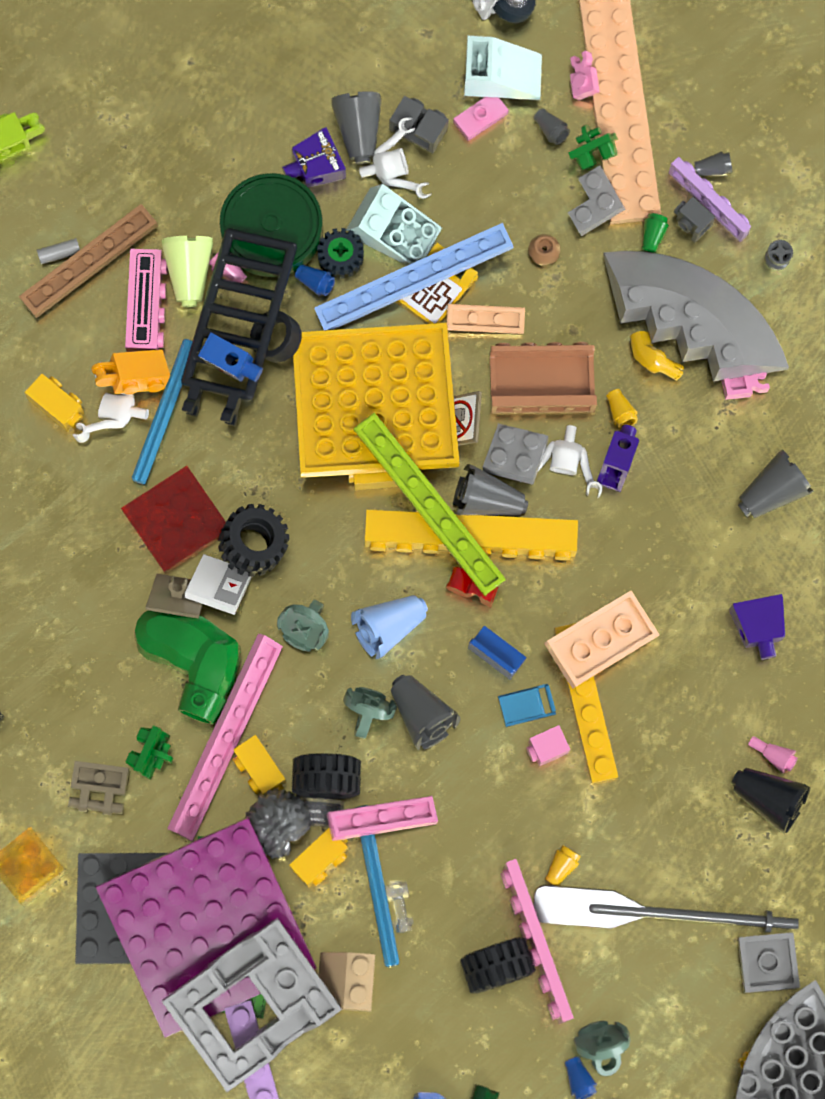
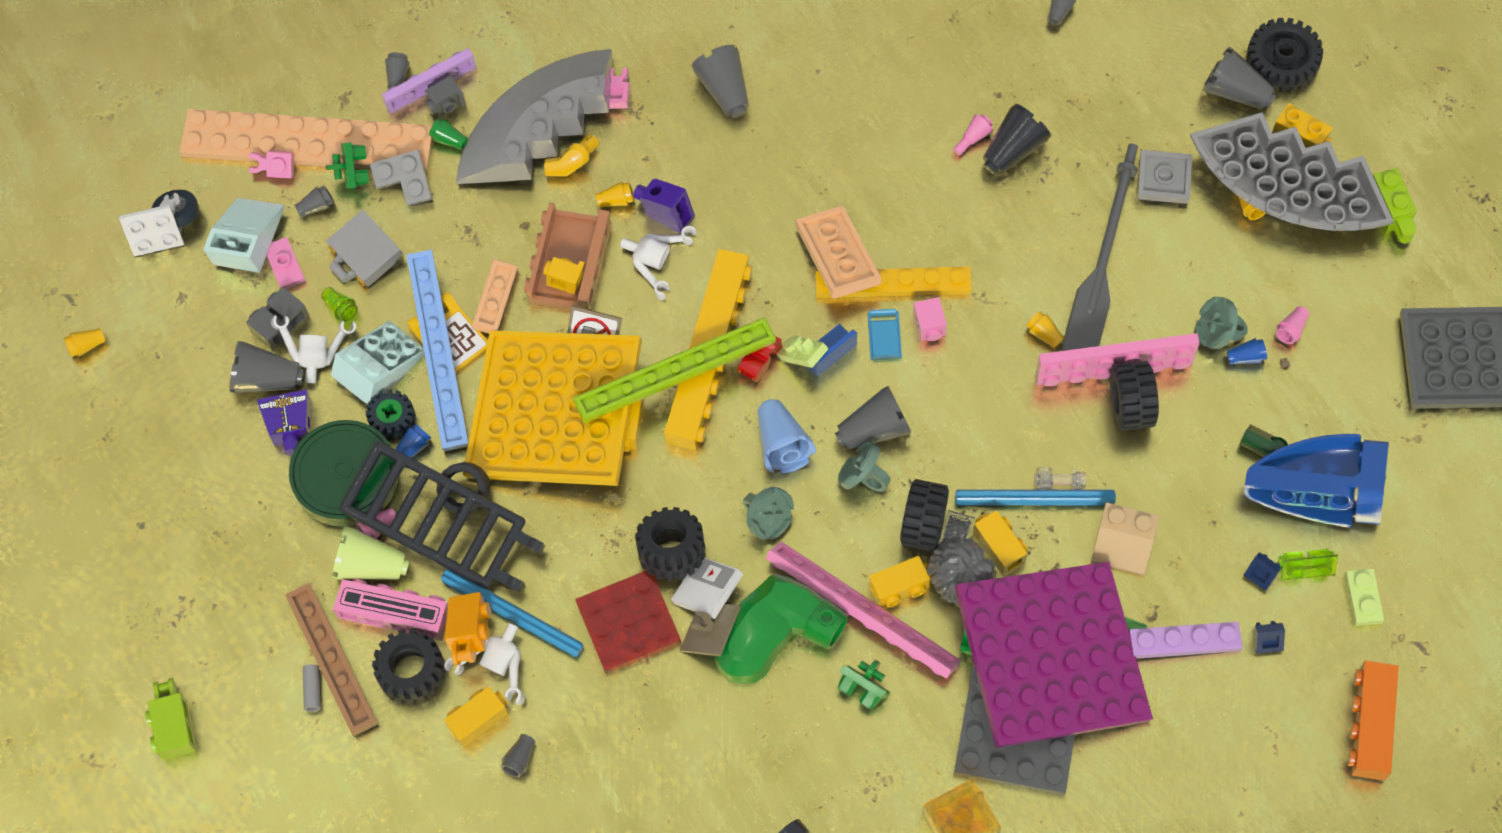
camera: 70 degrees left, 10 degrees down
(24, 449) = (517, 758): none -> dark grey cone
(82, 312) = (400, 647): none -> black tyre
(101, 779) = (882, 737): dark tan plate -> none
(221, 354) = (474, 532): blue torso -> none
(285, 983) = (1123, 583): light grey piece -> none
(382, 818) = (972, 477): bright pink tile -> none
(446, 177) = (341, 305): none -> clear neon green cone
(483, 625) = (802, 351): none -> yellowish green plate
(487, 496) = (673, 326): dark grey cone -> none
(508, 184) = (363, 249): none -> light grey piece
(515, 453) = (638, 293): light grey plate -> none
(519, 377) = (564, 274): none -> yellow brick
(539, 255) = (441, 239): medium nougat plate -> none
(760, 623) = (850, 119): dark purple torso -> none
(782, 250) = (495, 31): dark grey wheel -> none

